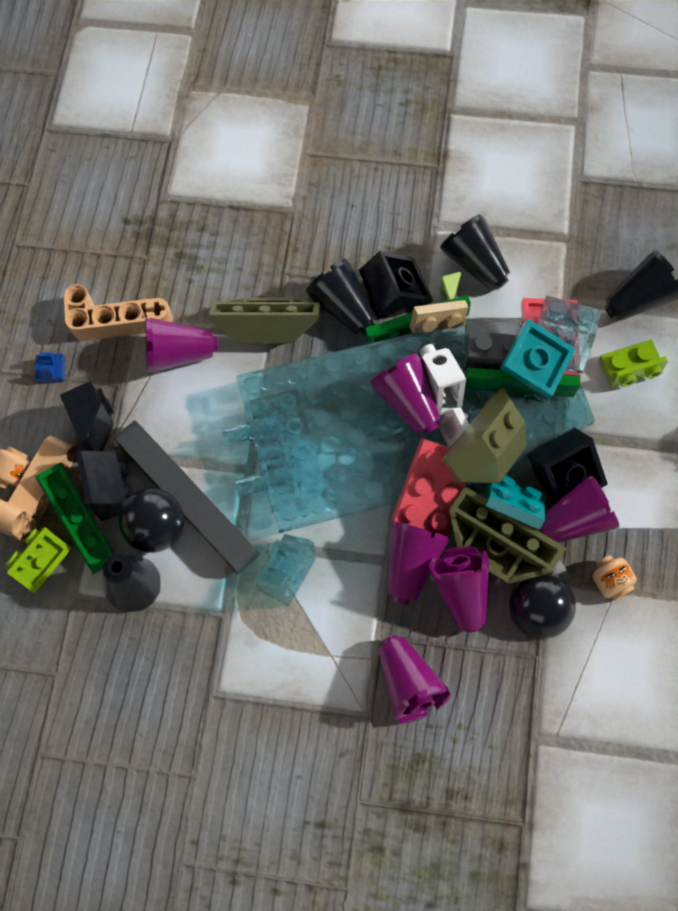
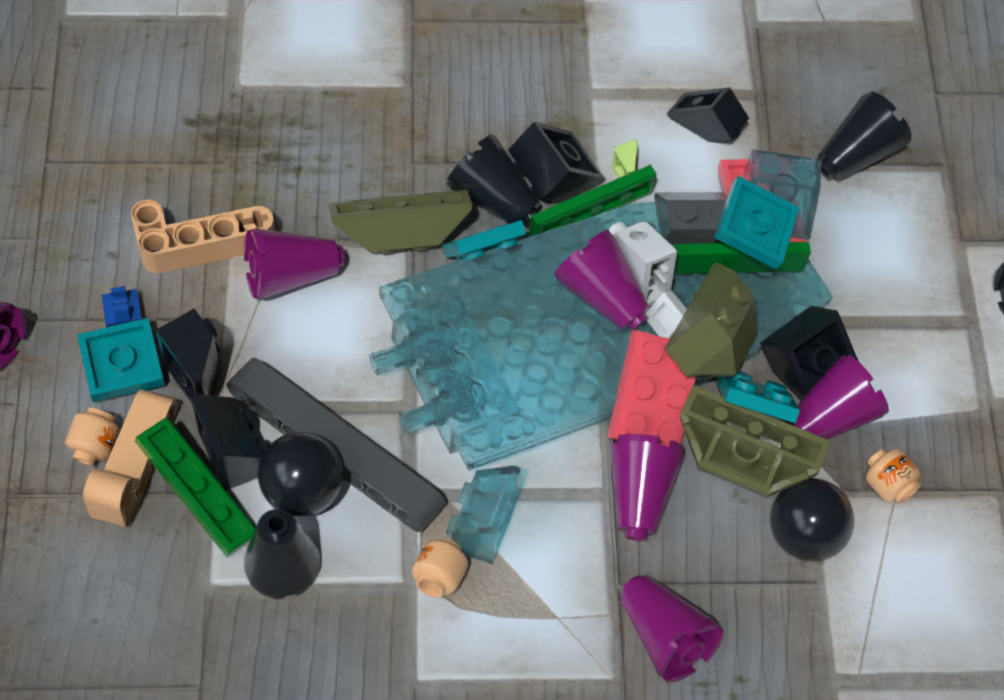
camera: 20 degrees left, 10 degrees down
(37, 559) = (150, 544): lime bracket -> none
(39, 409) = (120, 360): none -> teal plate
(245, 606) = (439, 568): none -> light nougat head
(335, 342) = (473, 245): none -> teal plate
(438, 316) = (620, 192): tan plate -> none
(463, 585) = (715, 503): magenta cone -> none
(478, 253) = (653, 116): black cone -> none
(526, 255) = (710, 114): none -> black slope
(632, 363) = (864, 227): lime bracket -> none

